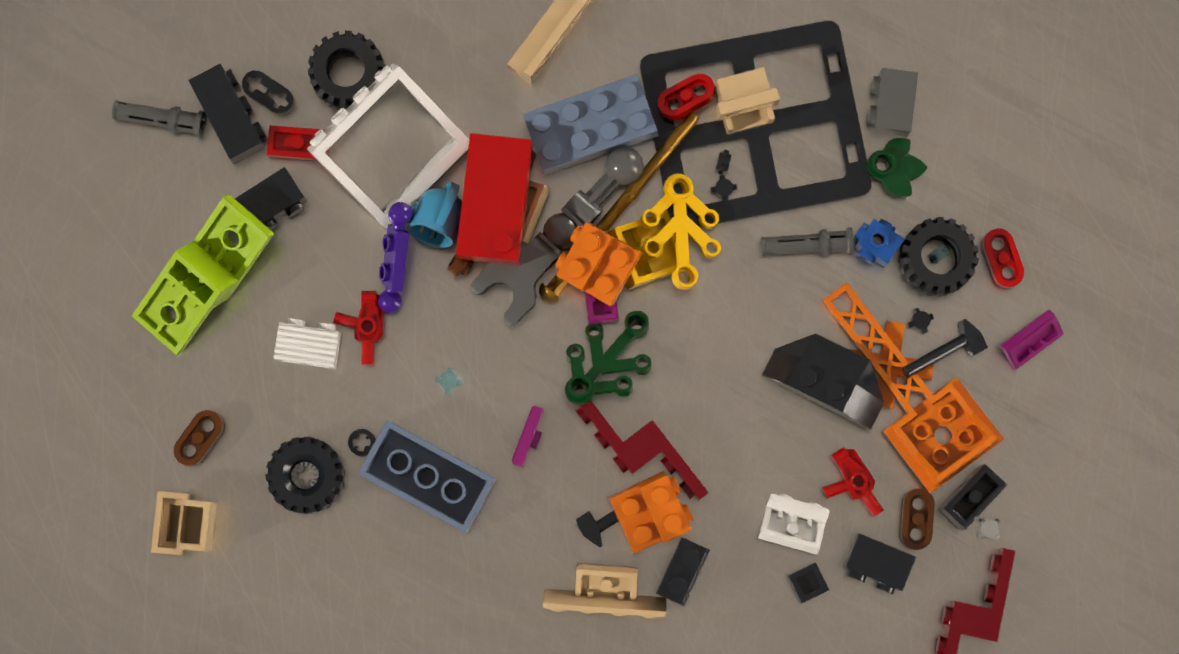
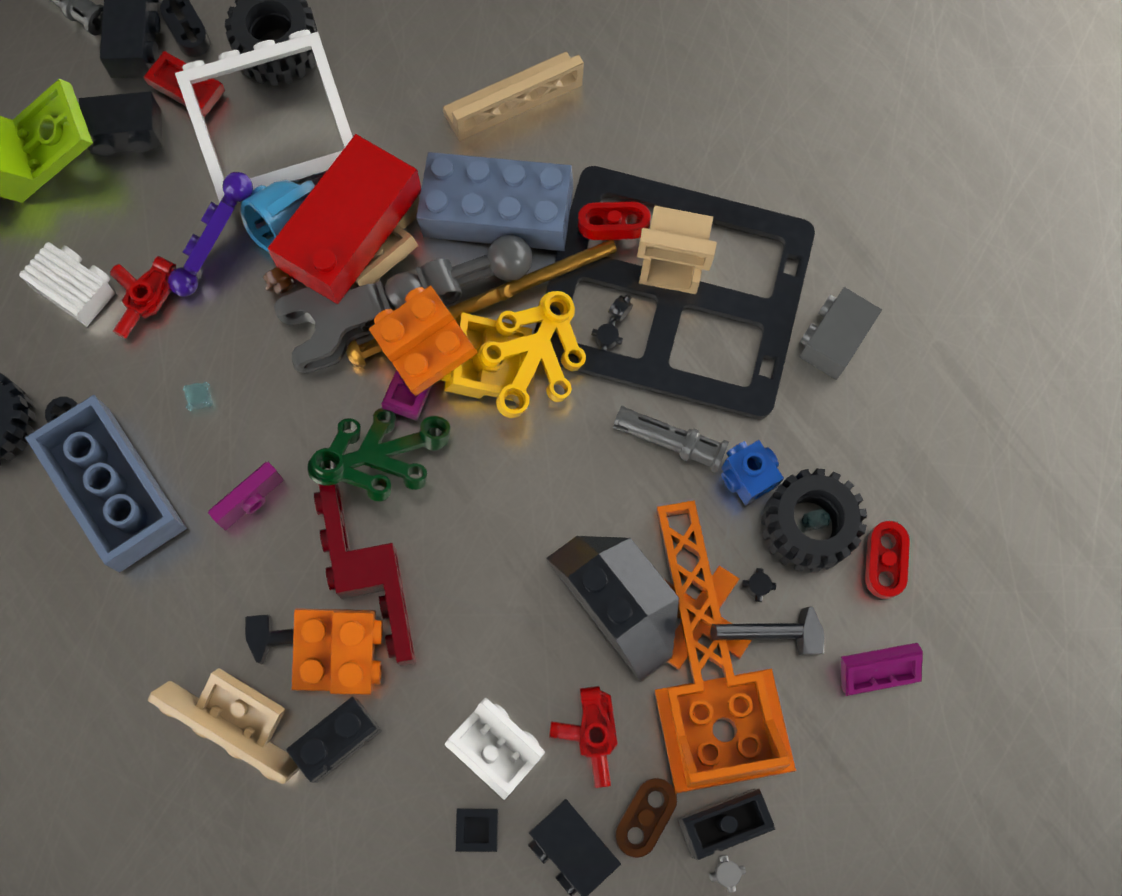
camera: 20 degrees right, 10 degrees down
(900, 167) = (814, 405): dark green plate -> none

